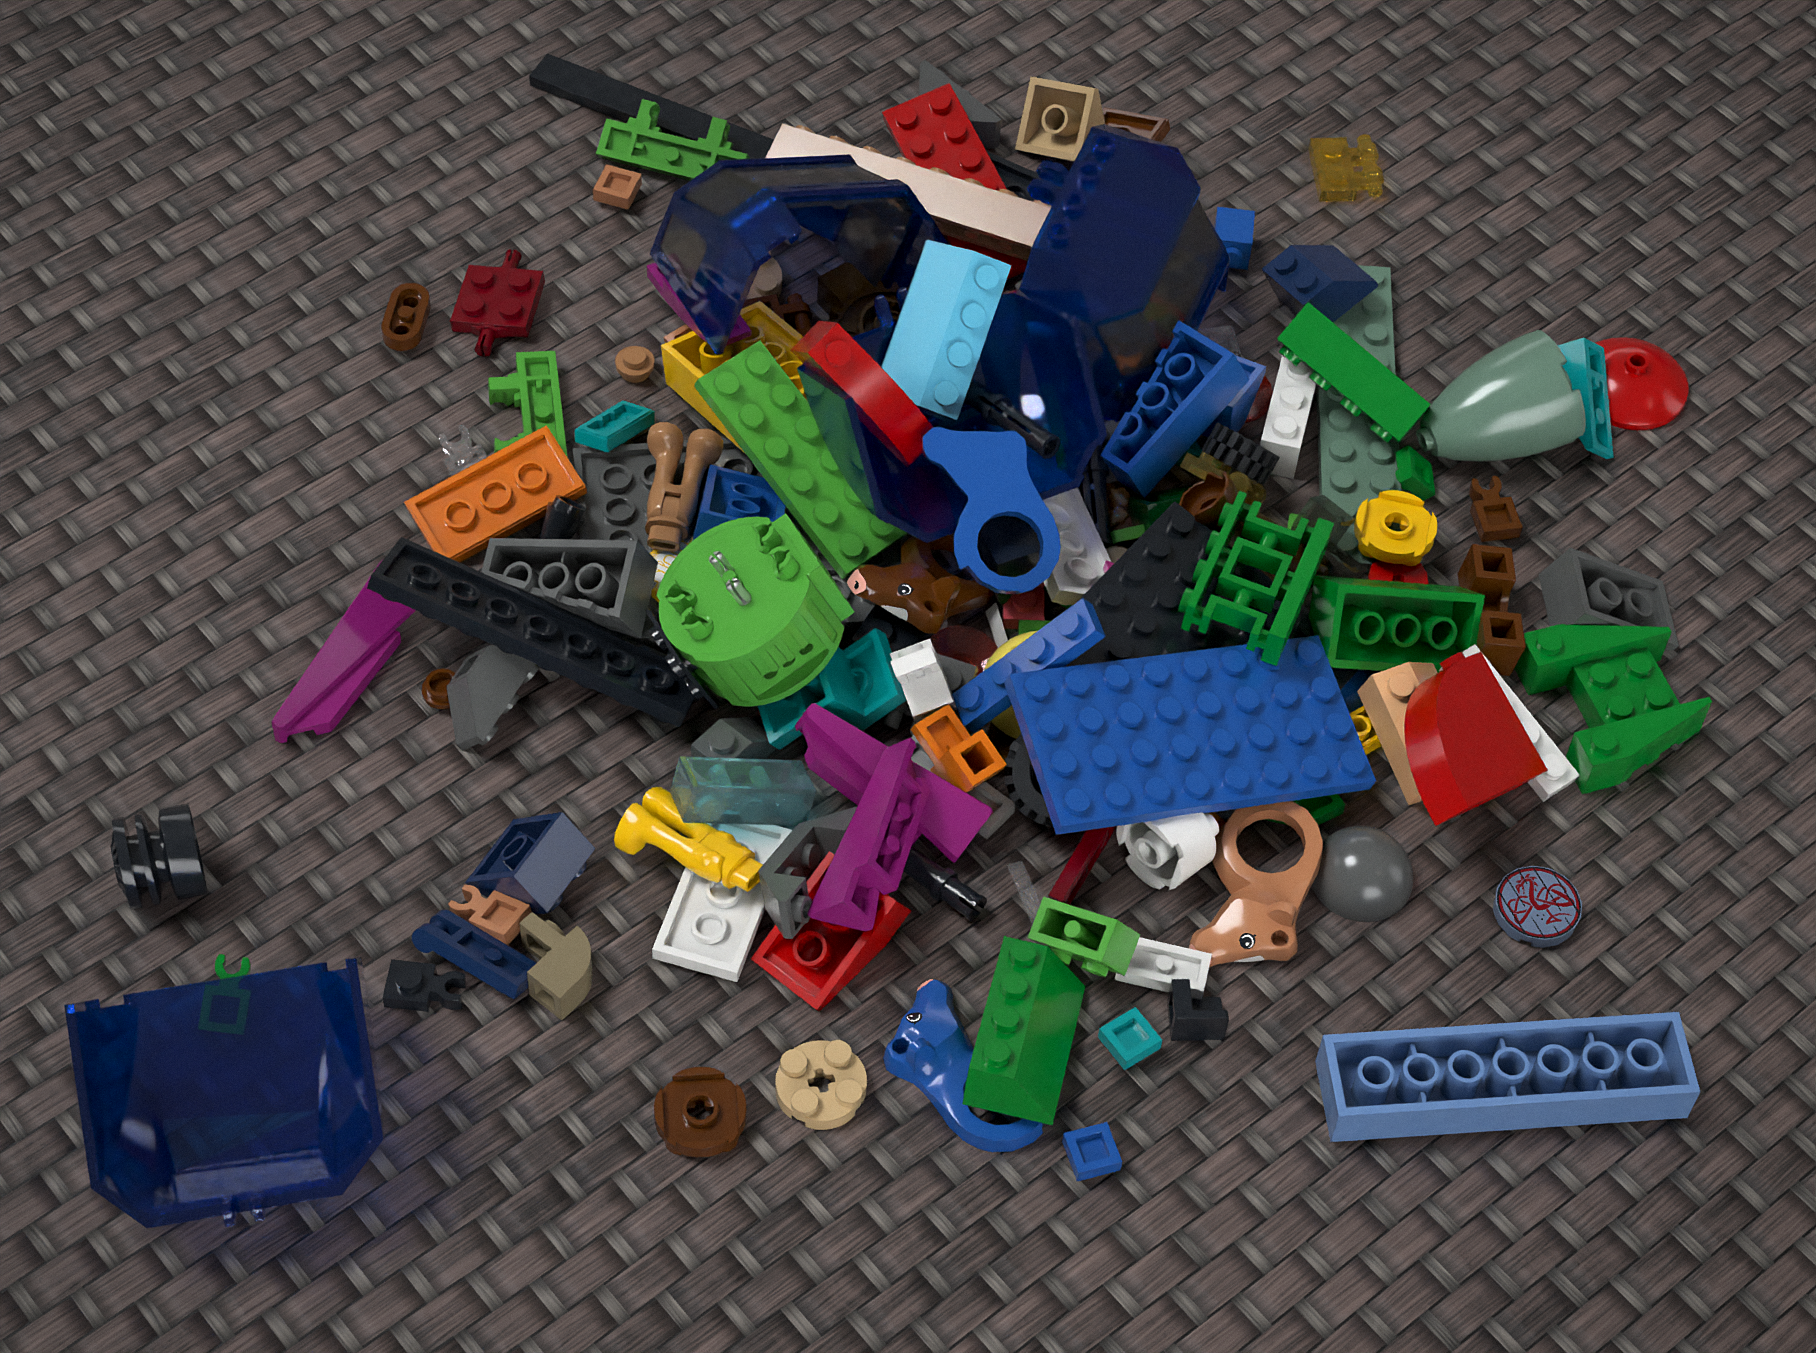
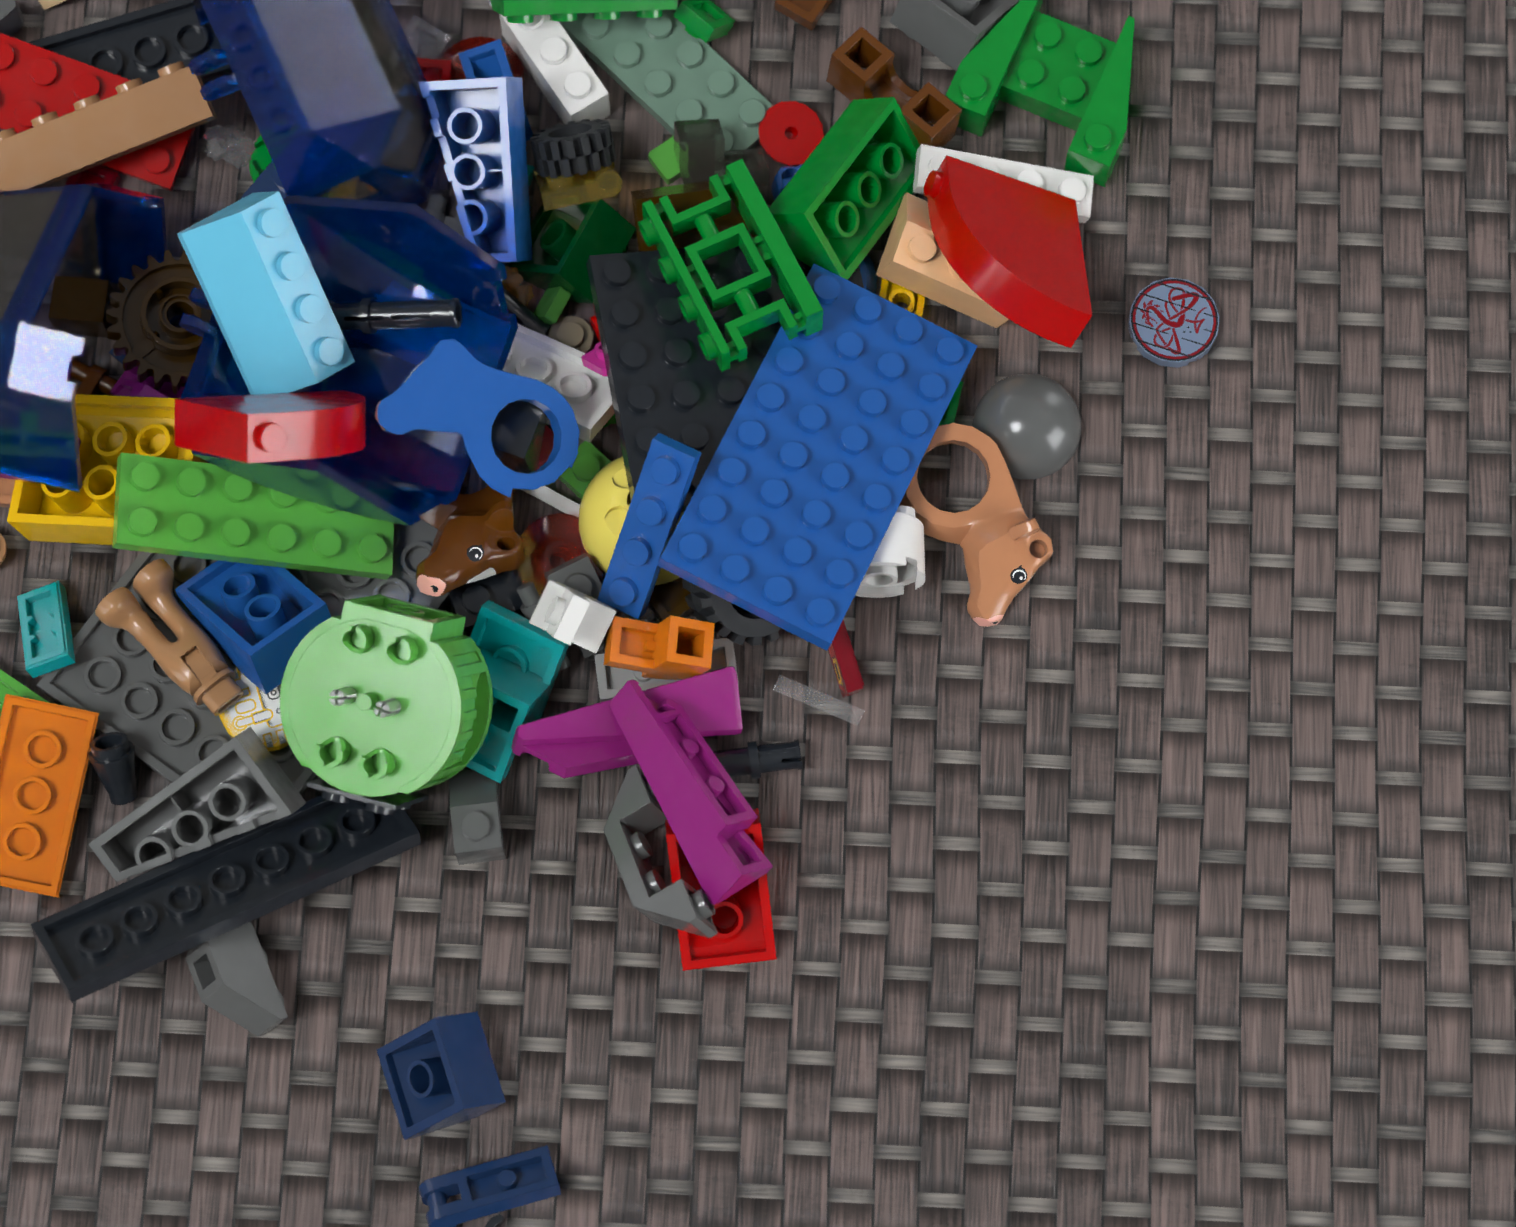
camera: 45 degrees left, 20 degrees up
(343, 666) = (96, 1070): magenta wedge -> none
(435, 690) = (187, 1006): reddish brown plate -> none
(496, 915) = (465, 1144): nougat plate -> none
(564, 965) = (571, 1128): dark tan brick -> none
(700, 1137) = (787, 1103): reddish brown plate -> none
(705, 851) = (571, 925): yellow piece -> none
(715, 925) = (606, 942): white plate -> none
(742, 791) = (537, 850): clear light blue brick -> none
(821, 1059) = (855, 1039): tan plate -> none
(935, 1057) = (906, 901): blue animal -> none
(1024, 1033) = (950, 823): green slope -> none
(1084, 936) = (911, 701): bright green brick -> none
(1092, 1151) = (1088, 860): blue plate -> none
(1130, 1038) = (1017, 741): teal plate -> none
(1158, 963) = (978, 657): white plate -> none
(1193, 1017) = (1038, 671): black panel -> none
(1208, 497) = (609, 224): reddish brown hair -> none
(1392, 546) = (757, 69): yellow plate -> none
(1506, 1076) = (1301, 497): medium blue brick -> none

